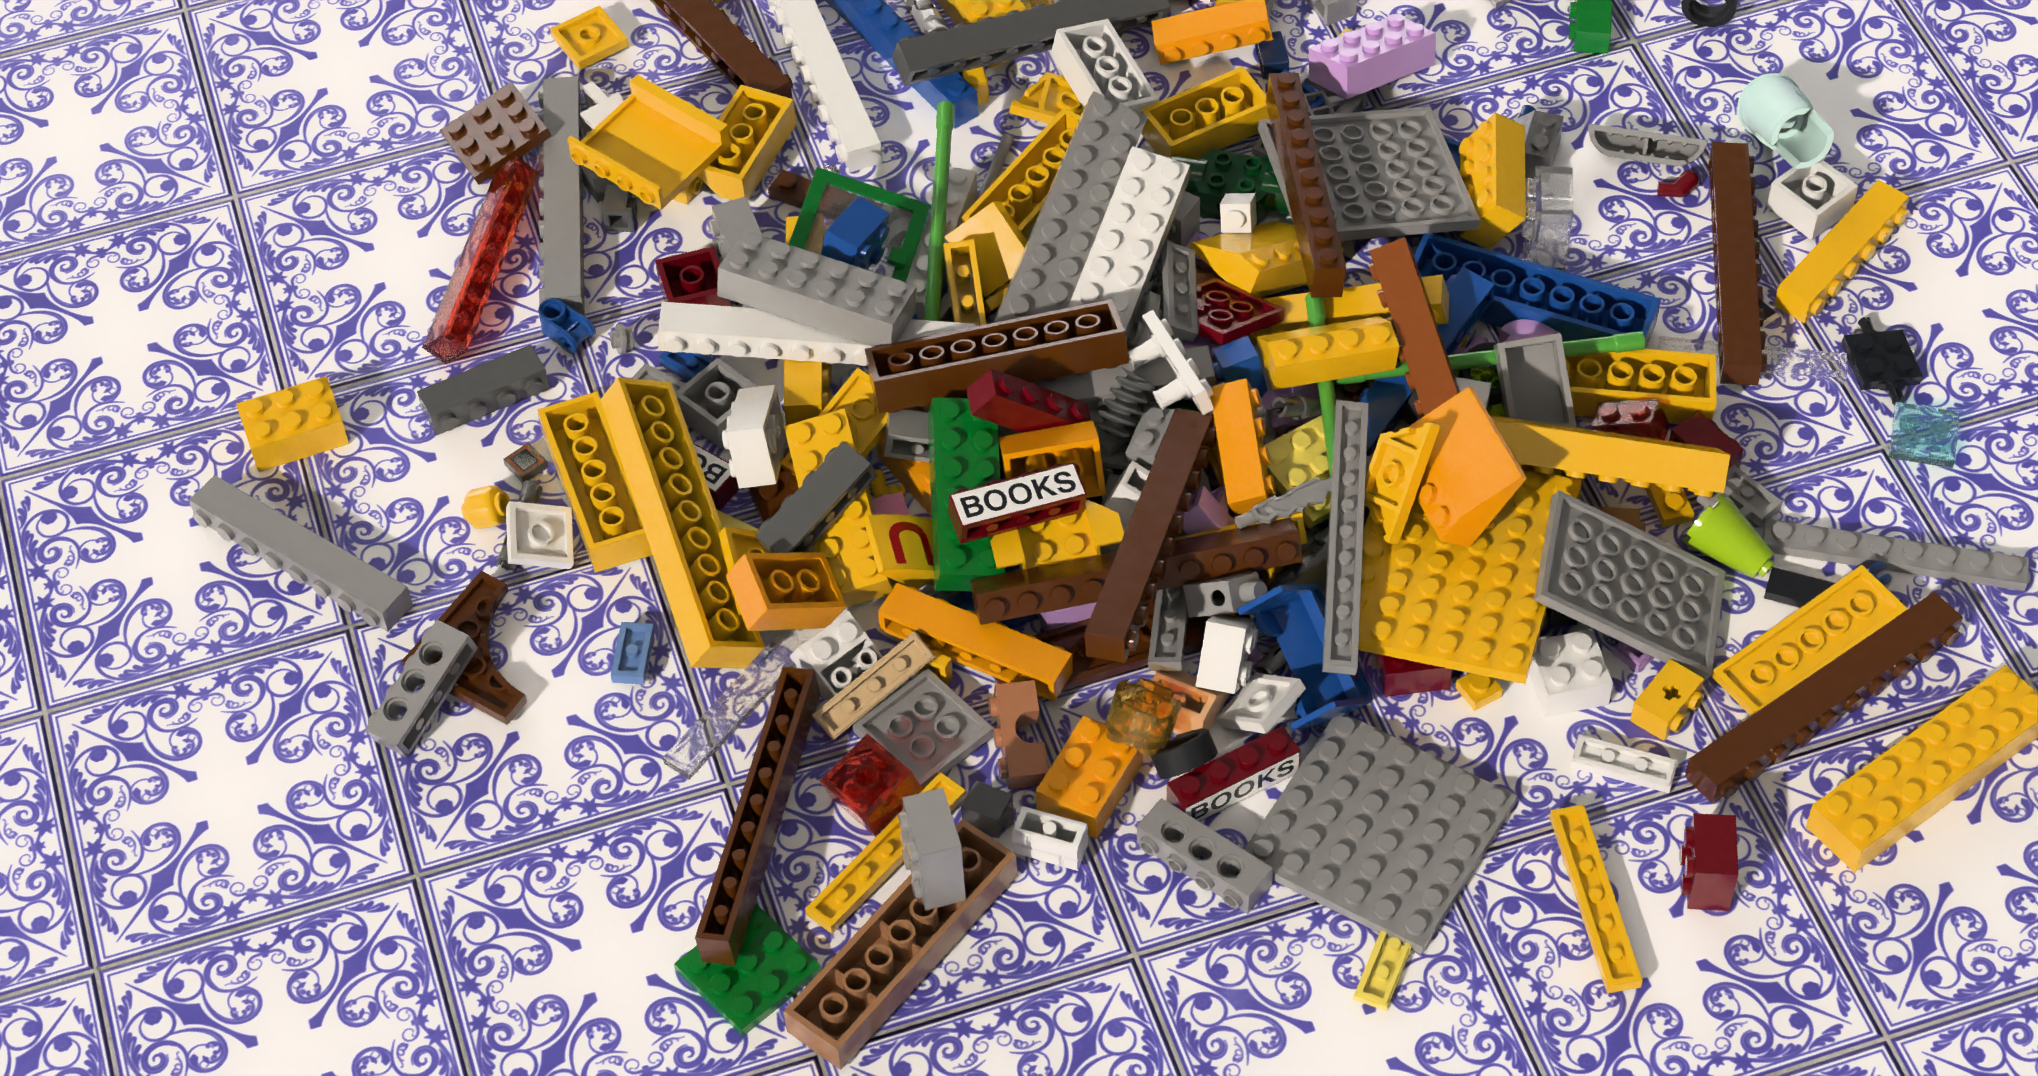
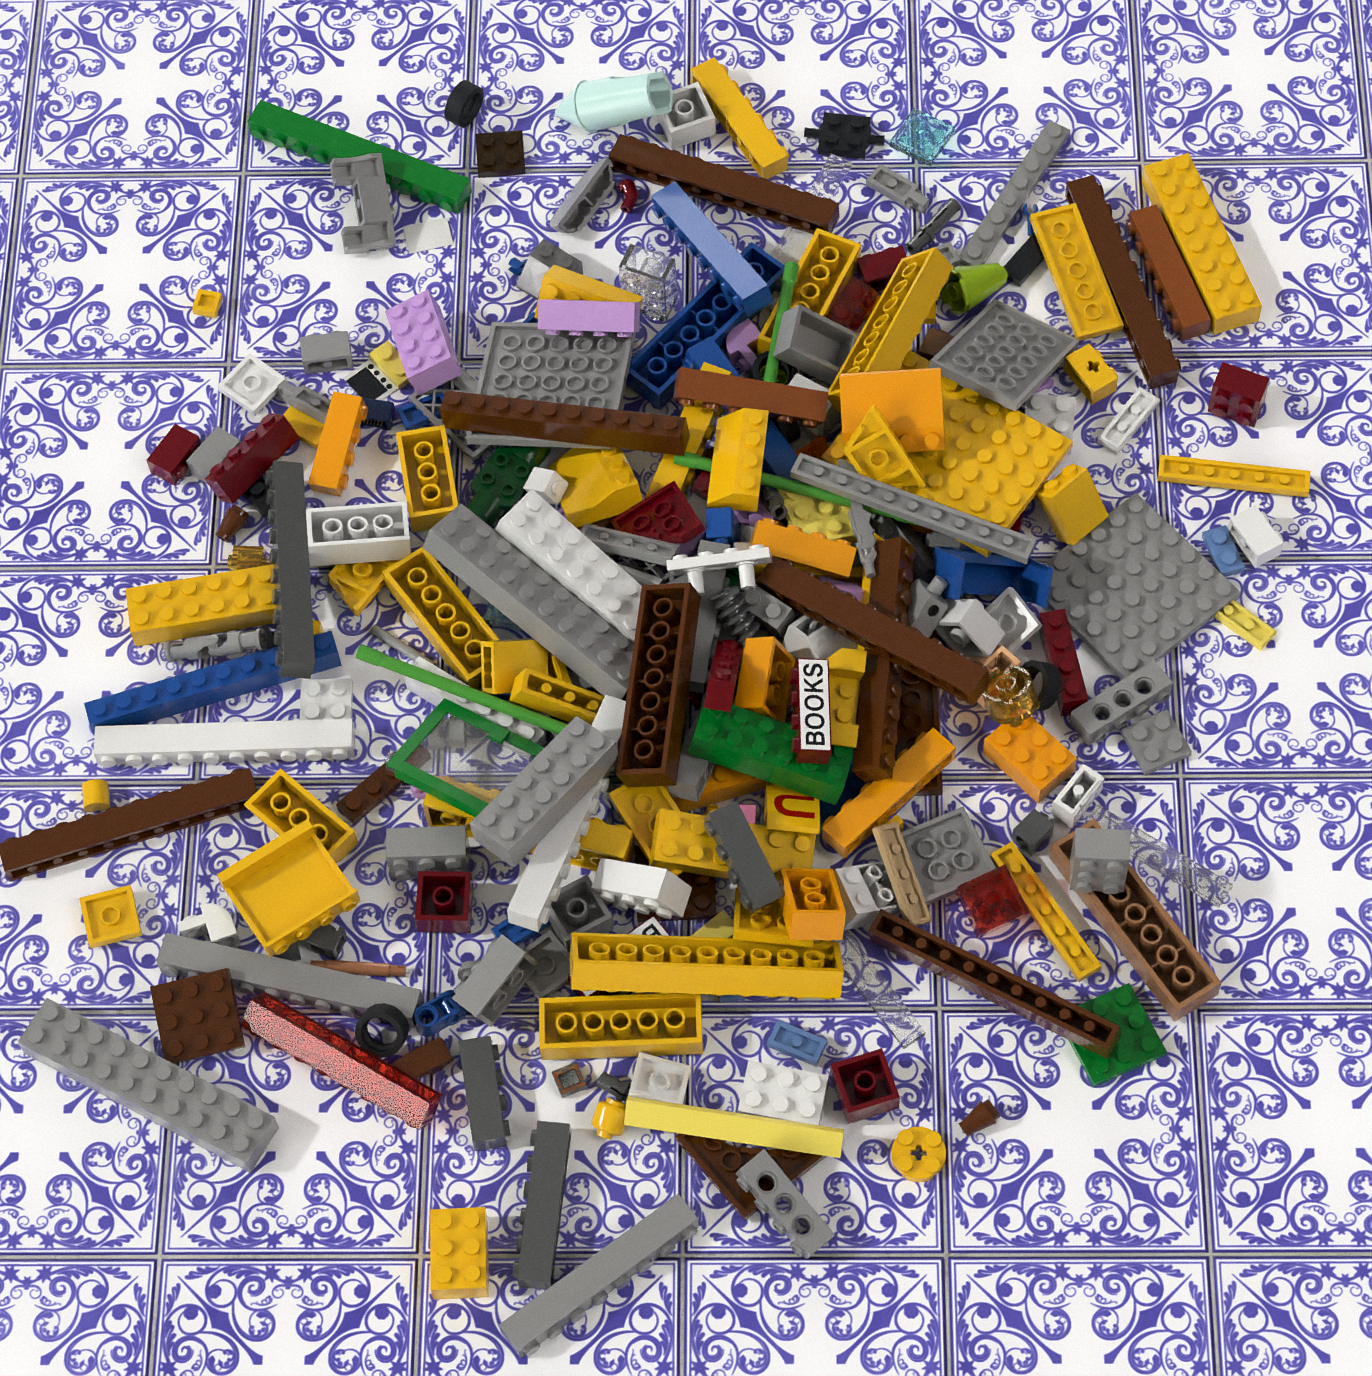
camera: 70 degrees left, 10 degrees up
(369, 480) = (544, 1205): none -> dark grey brick
(408, 124) = (148, 1085): none -> light grey brick
(500, 616) = (734, 1127): none -> light yellow tile
(506, 330) = (425, 1059): none -> reddish brown slope
(523, 279) = (392, 1015): none -> black tyre
(528, 794) = (929, 1165): none -> yellow plate
(556, 656) = (783, 1093): none -> white brick
(592, 726) = (864, 1086): none -> dark red brick
(593, 857) = (979, 1118): none -> reddish brown cone
(599, 248) = (362, 968): none -> nougat piece
(605, 347) = (495, 980): none -> light grey brick
(857, 235) = (494, 752): blue brick -> none
(902, 127) = (326, 699): none -> white plate
(1009, 956) = (1167, 860): none -> clear tile
(1021, 762) = (958, 787): nougat arch -> none
(1168, 913) = (1156, 742): none -> light grey plate
(1310, 36) = (370, 382): none -> black sticker
(1452, 717) = (1072, 504): none -> yellow brick
(1462, 169) = (588, 316): none -> lavender brick
(1478, 917) = (1223, 551): none -> medium blue plate
(1510, 940) = (1255, 536): none -> white brick
(1529, 34) = (428, 235): none -> white sticker
(1625, 262) = (711, 249): none -> brick
(1670, 59) = (500, 154): none -> dark brown plate
(1806, 484) = (927, 233): none -> dark grey pin
(1832, 431) = (897, 189): none -> light grey hinge
(1863, 741) = (1168, 273): none -> dark orange brick

